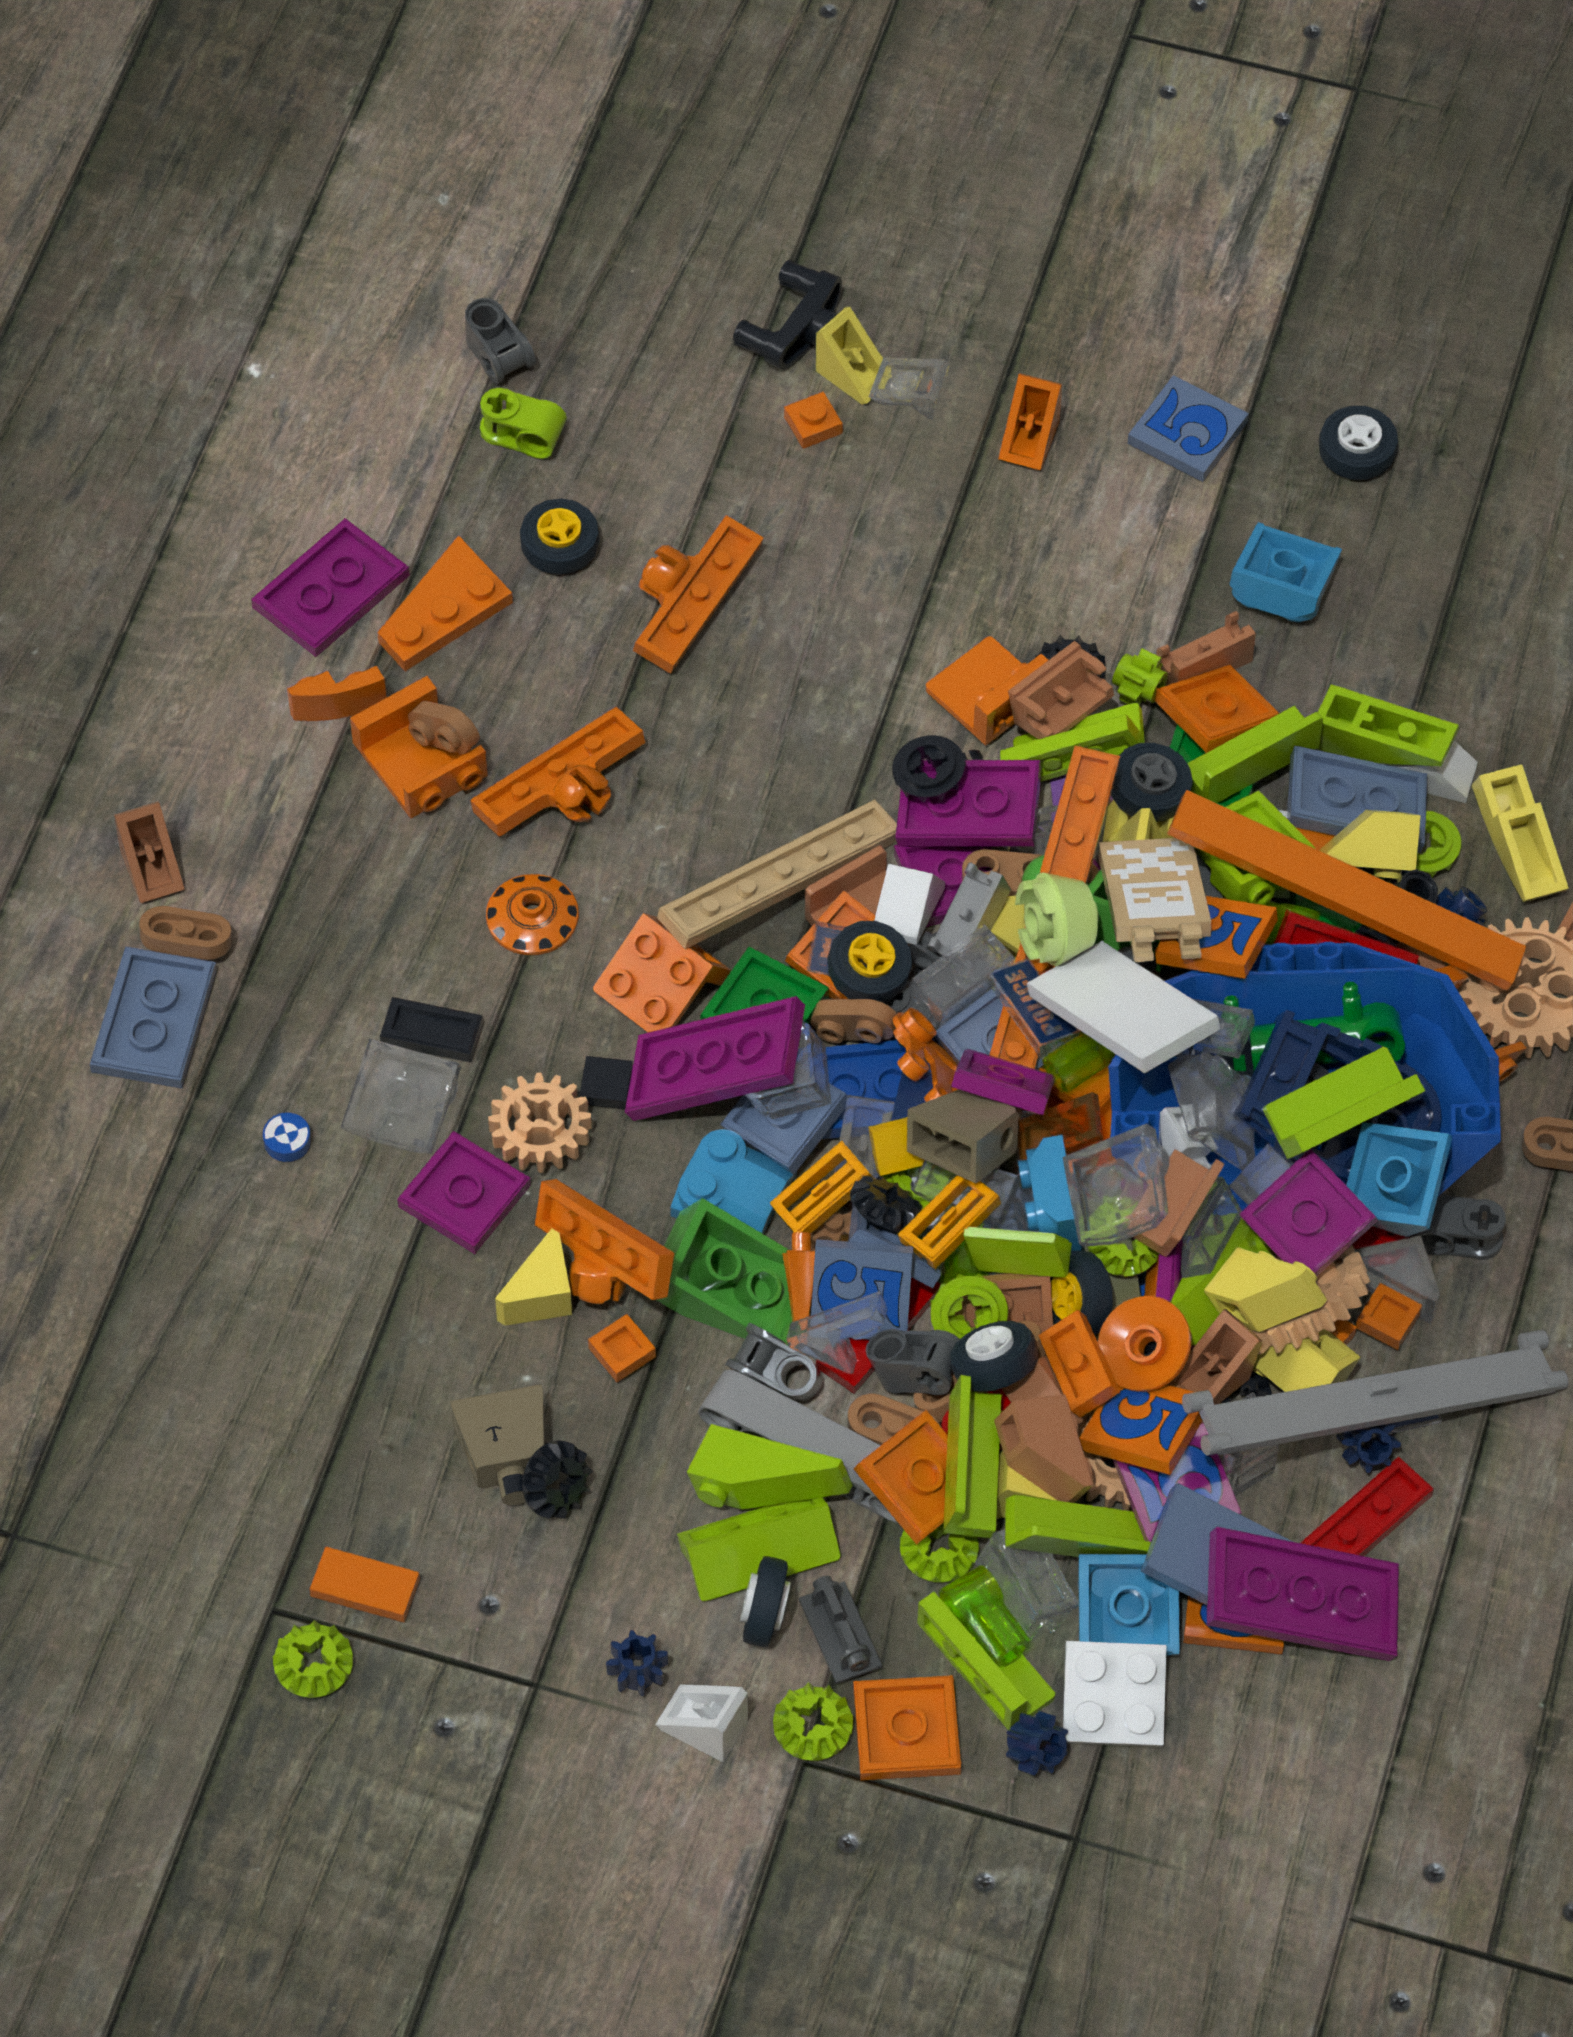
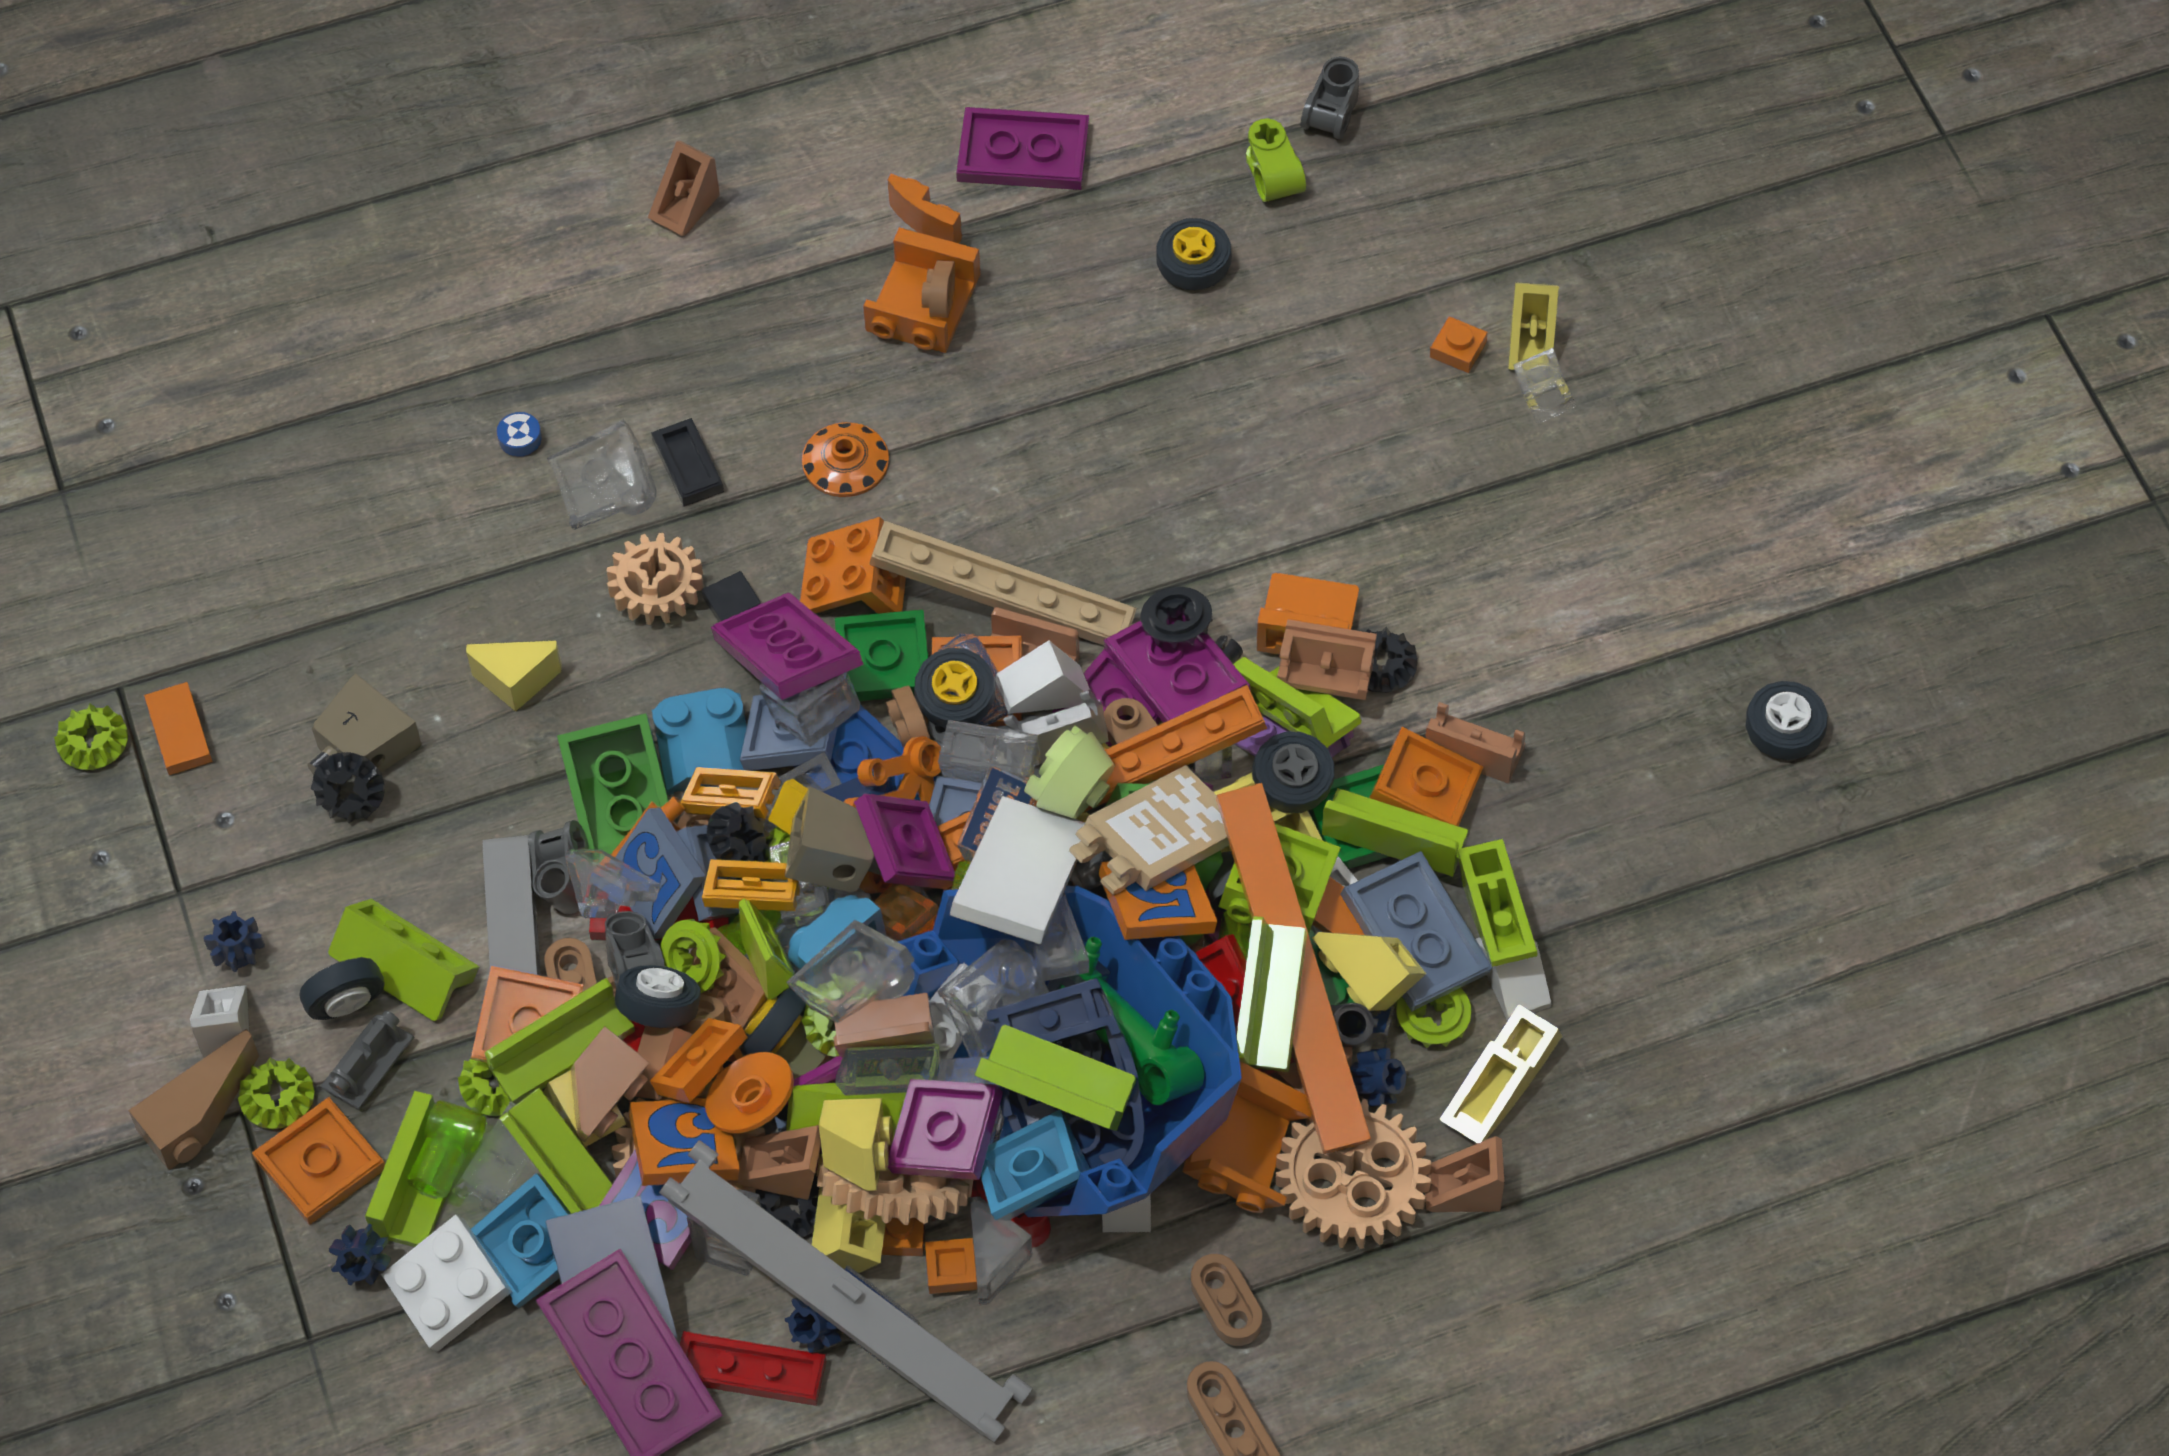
camera: 55 degrees right, 0 degrees up
(153, 1017) = (556, 288): sand blue tile -> none
(185, 932) = (643, 264): medium nougat plate -> none
(443, 606) = (1068, 226): orange wing -> none
(464, 1192) = (562, 573): magenta tile -> none
(562, 776) = (977, 395): orange plate -> none
(604, 1247) = (554, 695): orange plate -> none
(622, 1348) = (502, 758): orange plate -> none
(691, 590) = (1220, 367): orange plate -> none
(760, 1472) = (450, 910): lime slope -> none
(781, 1792) = (191, 1106): none -> medium nougat slope
(799, 332) = (1572, 274): black connector -> none
(1031, 421) = (1585, 485): orange slope -> none
(1139, 677) = (1405, 708): lime gear -> none
(1188, 428) = (1690, 595): sand blue tile -> none
(1283, 573) = (1602, 745): dark azure slope -> none
(1365, 911) = (1270, 995): none -> panel
(1458, 1228) = (1076, 1264): dark grey piece -> none

